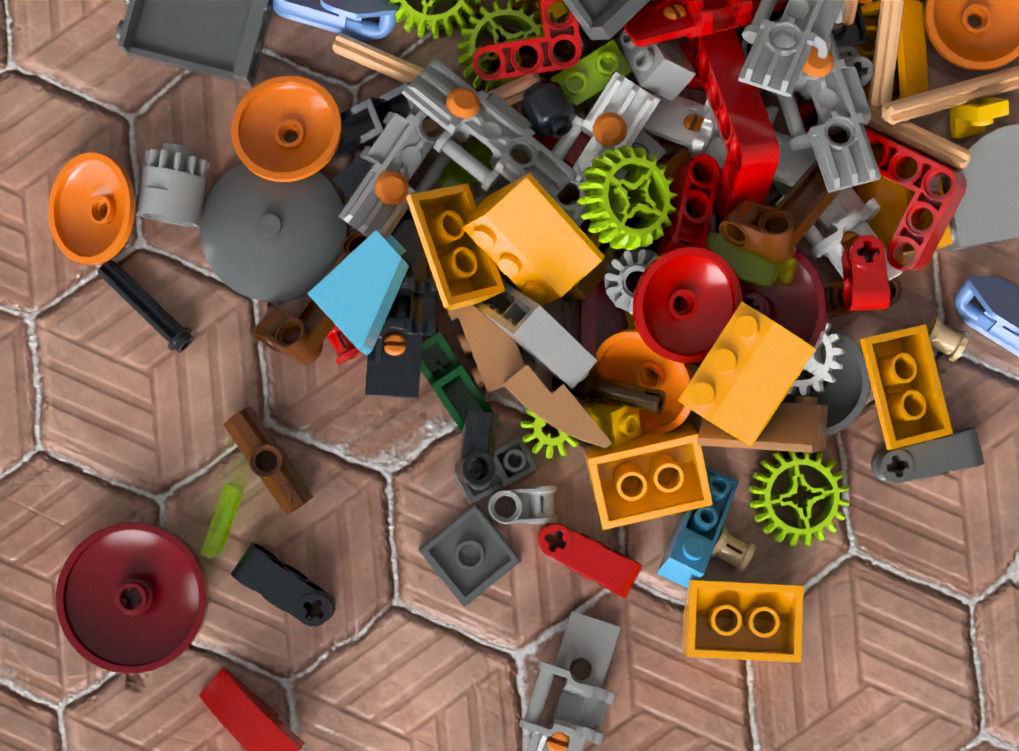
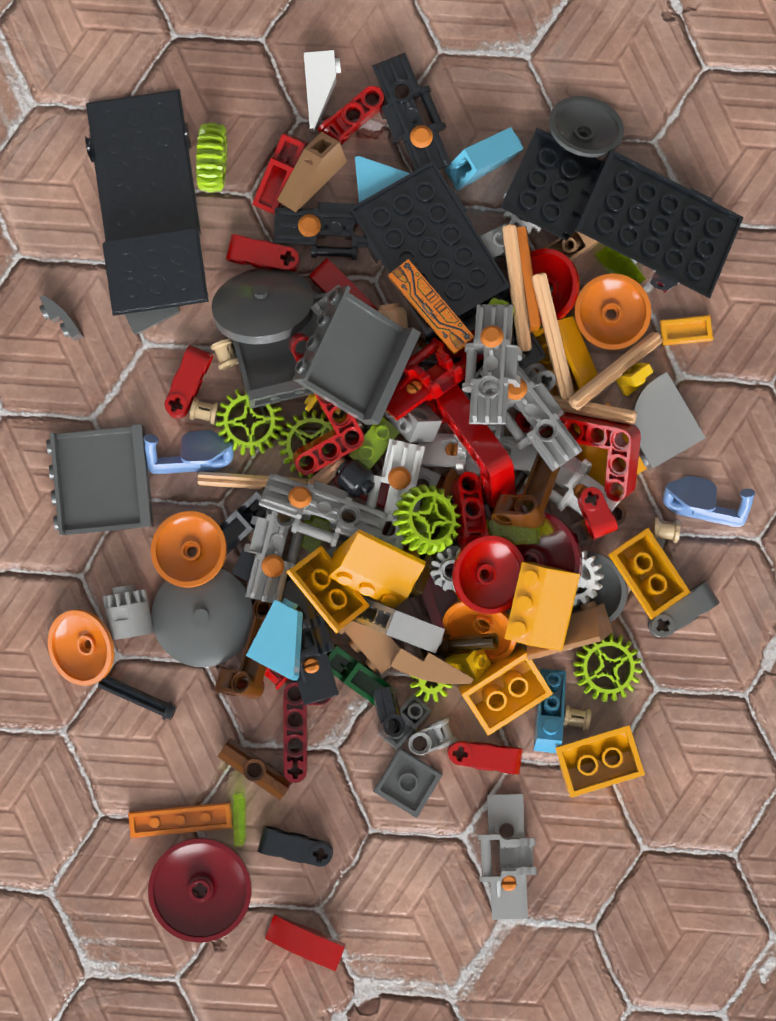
camera: 20 degrees left, 0 degrees up
(143, 492) = (180, 819): none -> orange tile
(346, 431) = (300, 731): none -> dark red beam

